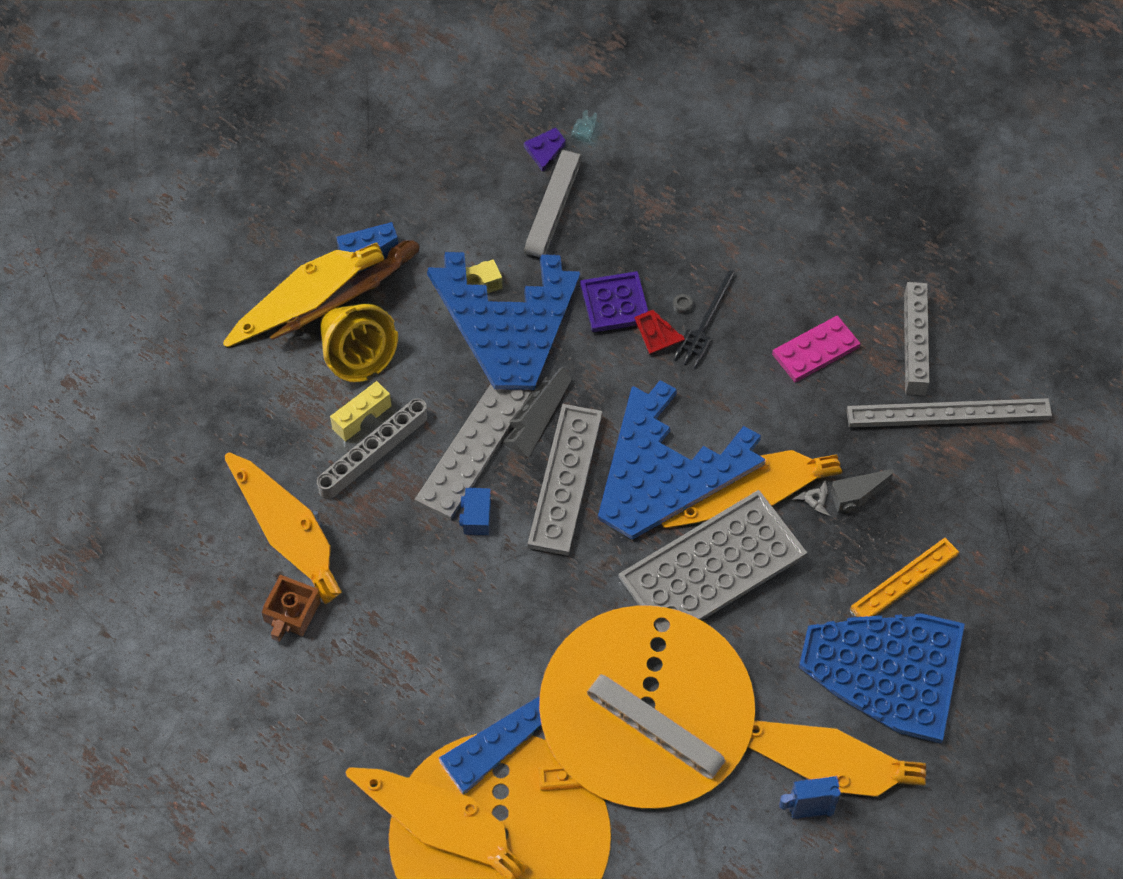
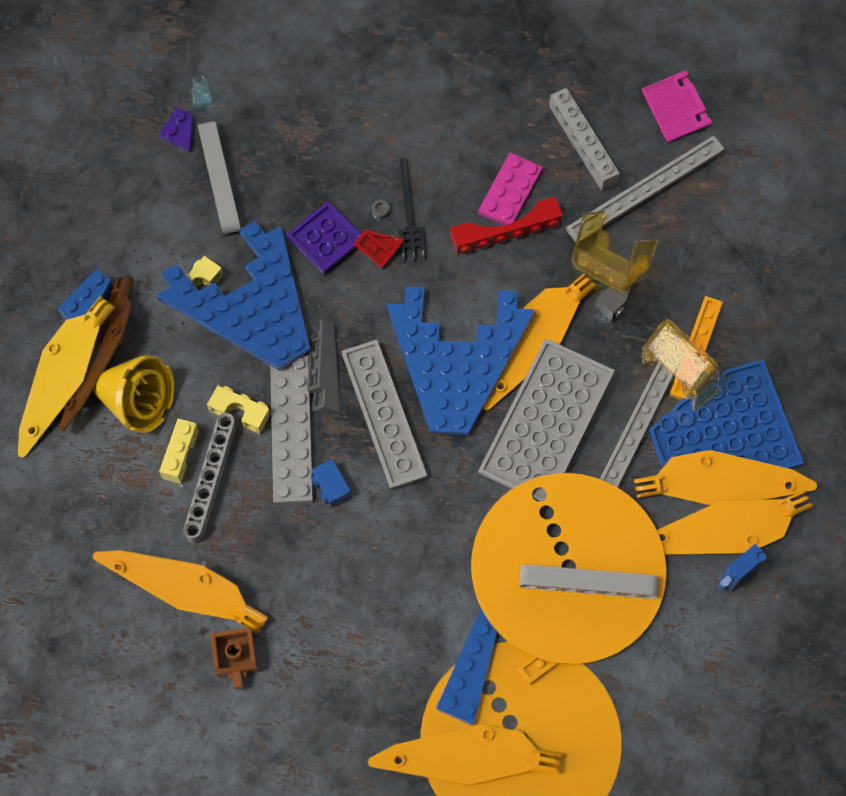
camera: 30 degrees left, 10 degrees up
(448, 416) = (225, 400): none -> light yellow arch
(811, 610) = (637, 425): none -> light grey plate
(821, 493) = (589, 311): light grey piece -> none
(828, 385) = (470, 236): none -> red arch
(847, 704) = (718, 477): none -> light orange wing
(858, 451) = (605, 266): none -> clear yellow windscreen
(877, 580) = (685, 361): none -> clear yellow windscreen
(1028, 355) = (676, 106): none -> dark pink window

